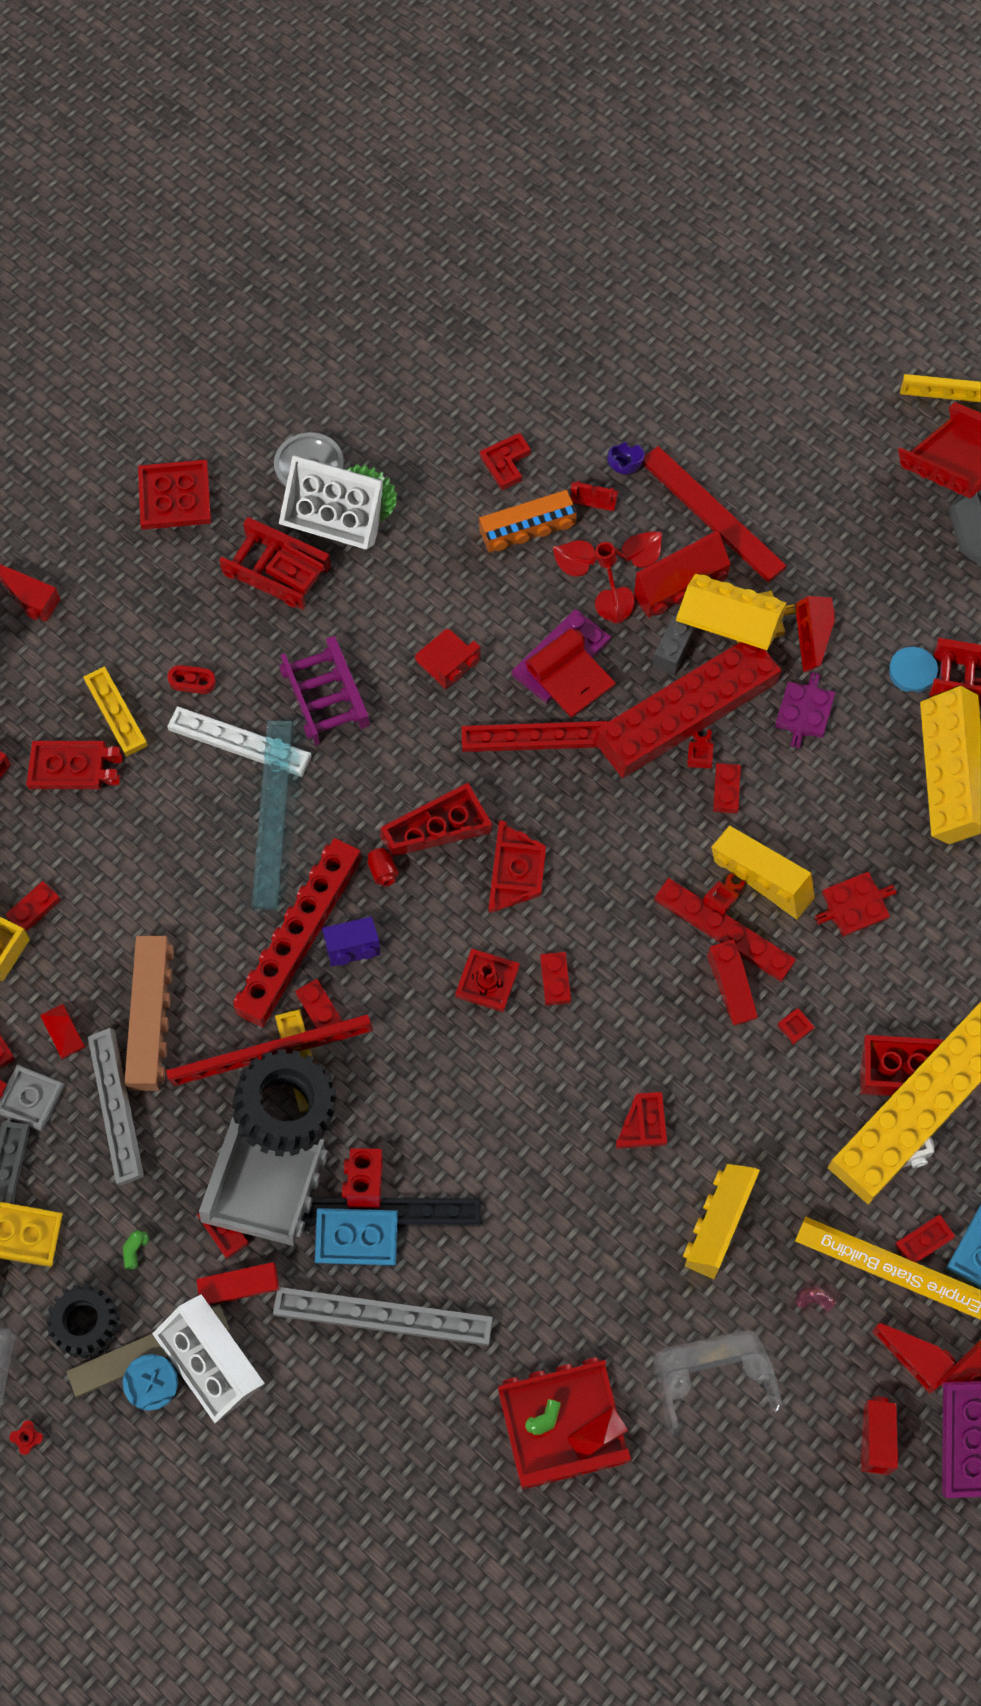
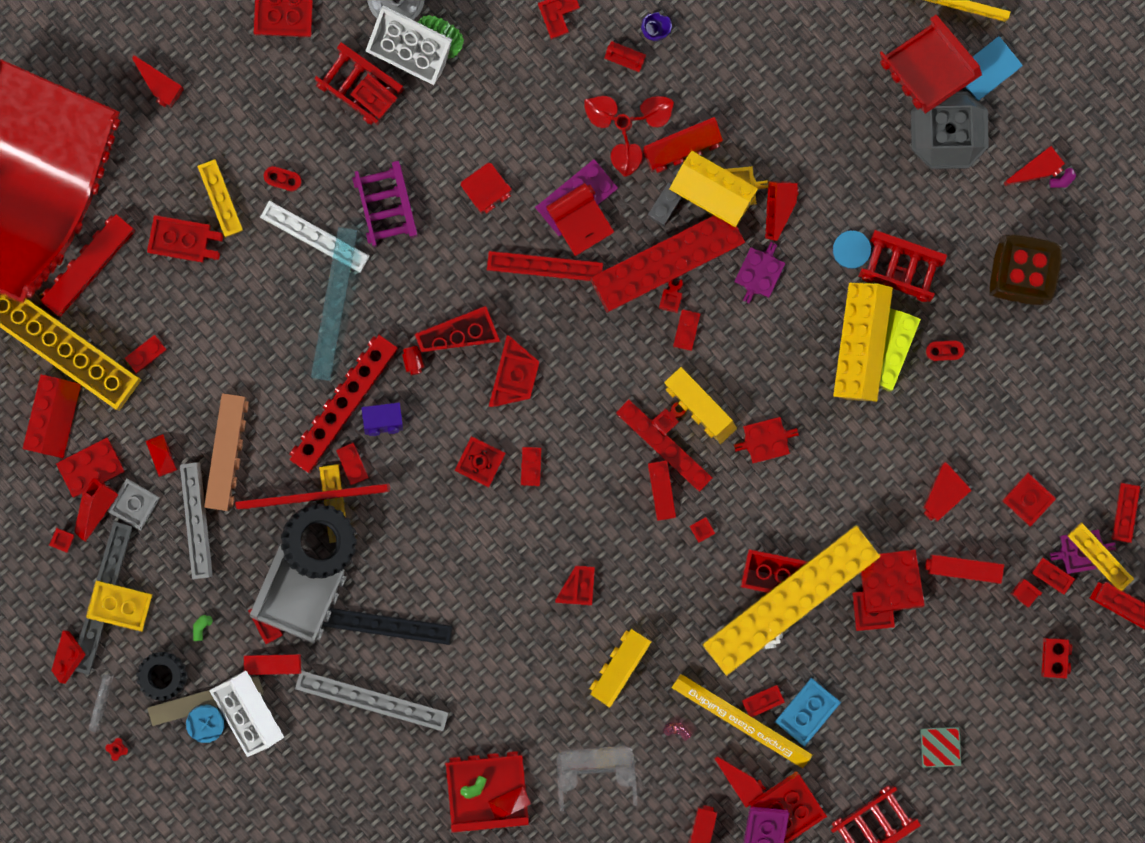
camera: 10 degrees right, 20 degrees up
(356, 1236) = (360, 641): dark azure tile -> none
(367, 1178) = (374, 602): red brick -> none
(527, 521) = (567, 74): orange brick -> none
(713, 514) = (719, 86): red tile -> none

